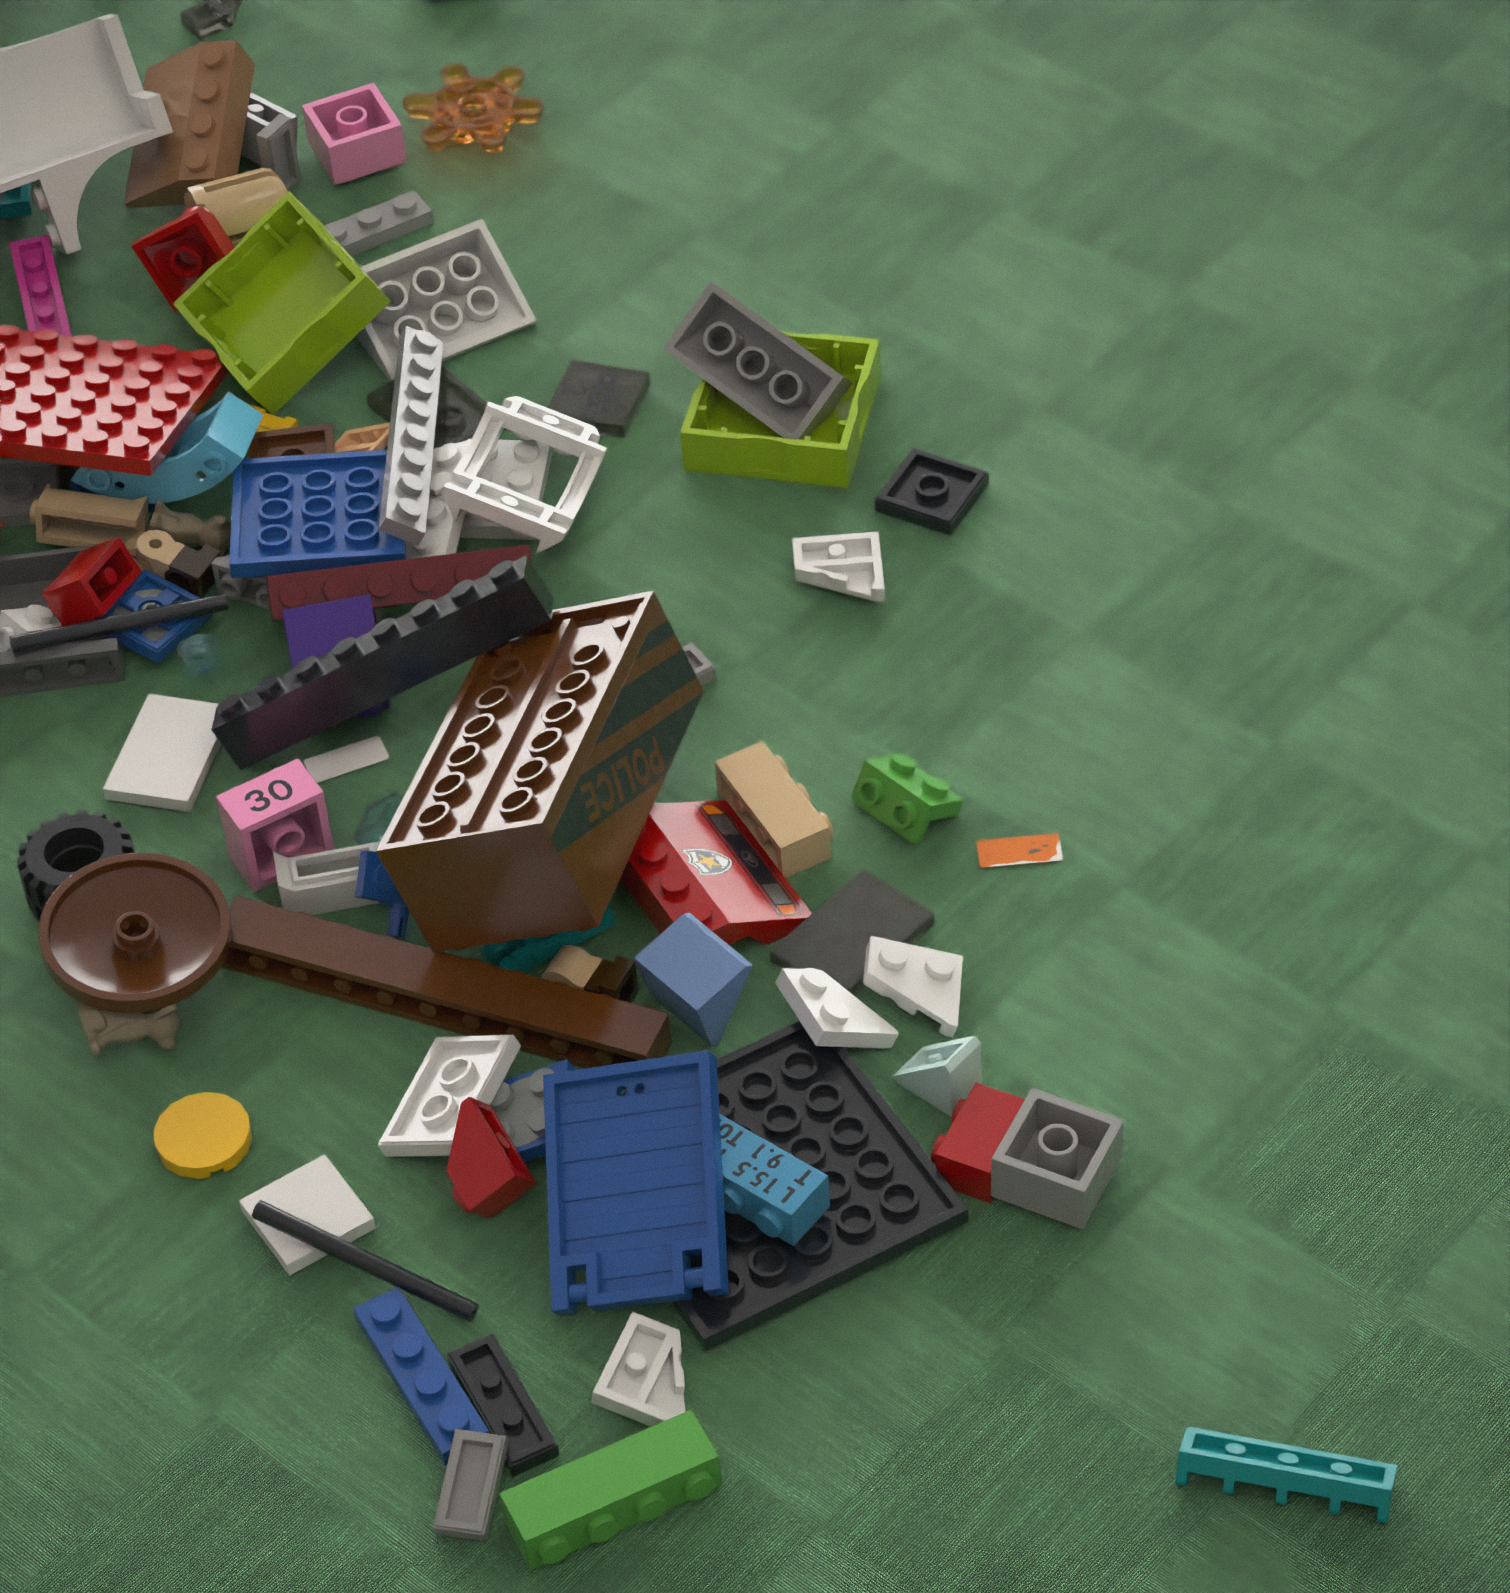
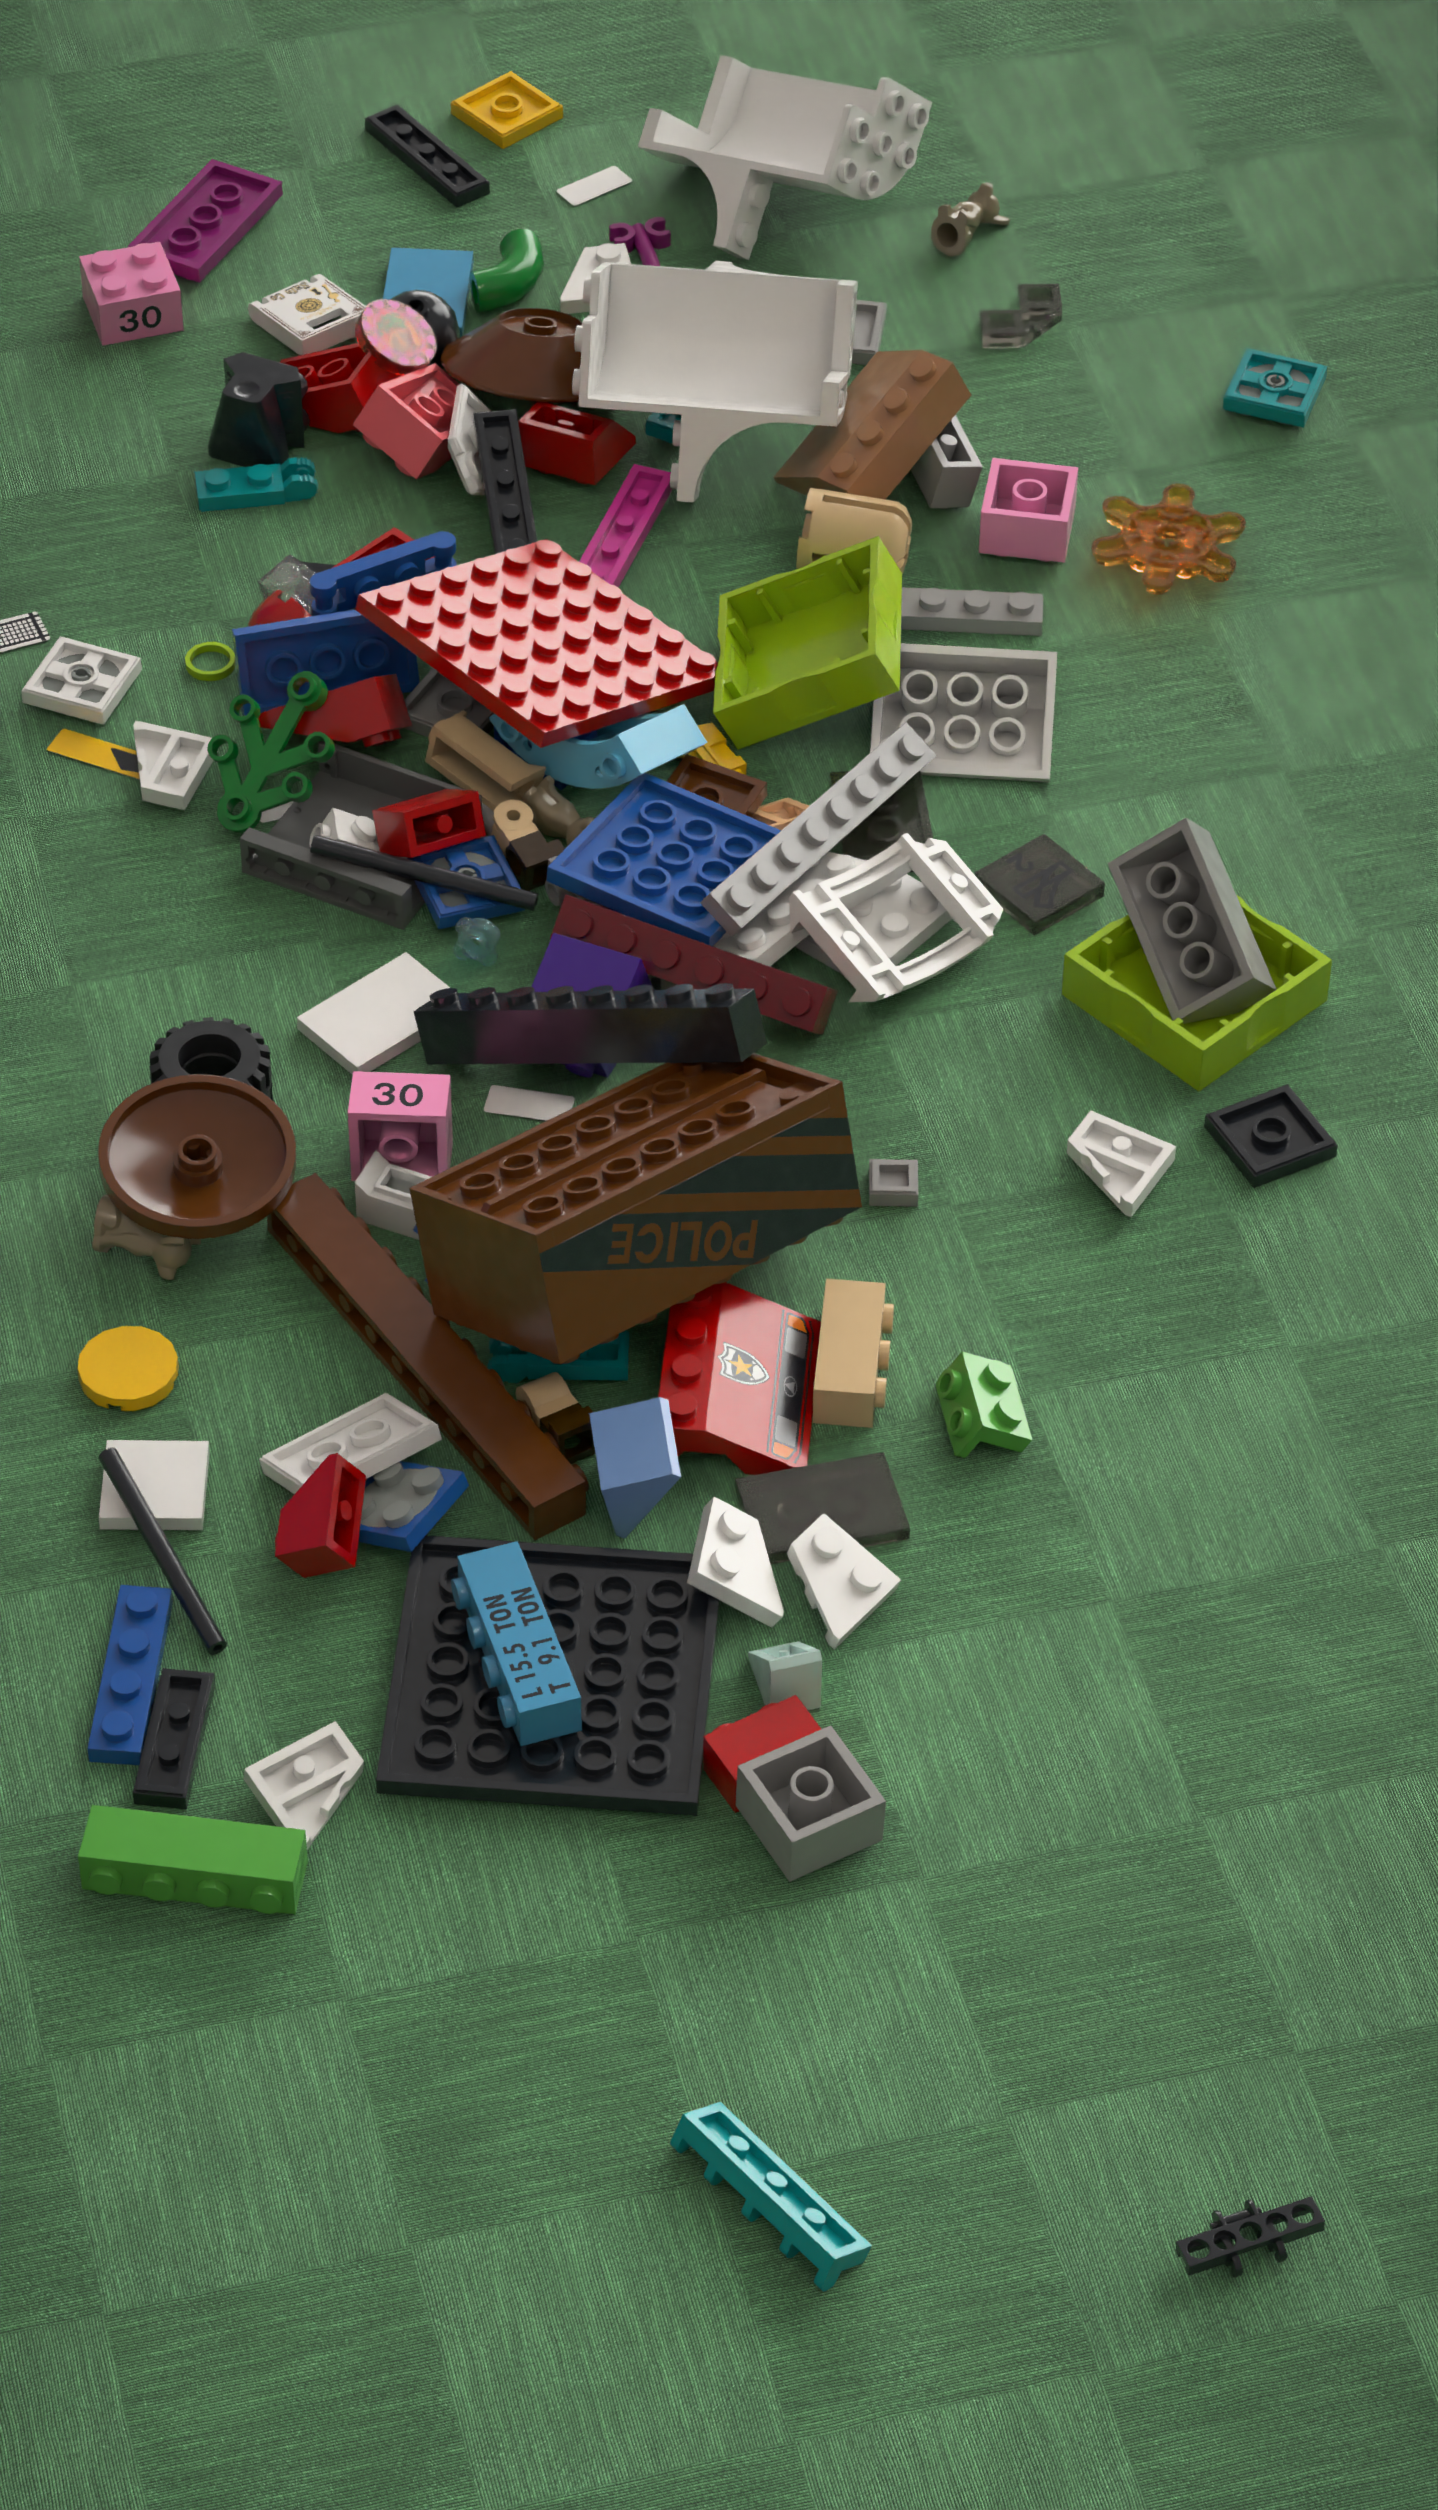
camera: 30 degrees right, 0 degrees up
(182, 251) = (764, 545): red slope -> none
(279, 150) = (935, 499): light grey tile -> none
(471, 1485) = (93, 1779): light grey tile -> none
(635, 1183) = (416, 1609): blue door -> none
(1019, 850) = (1047, 1515): orange sticker -> none

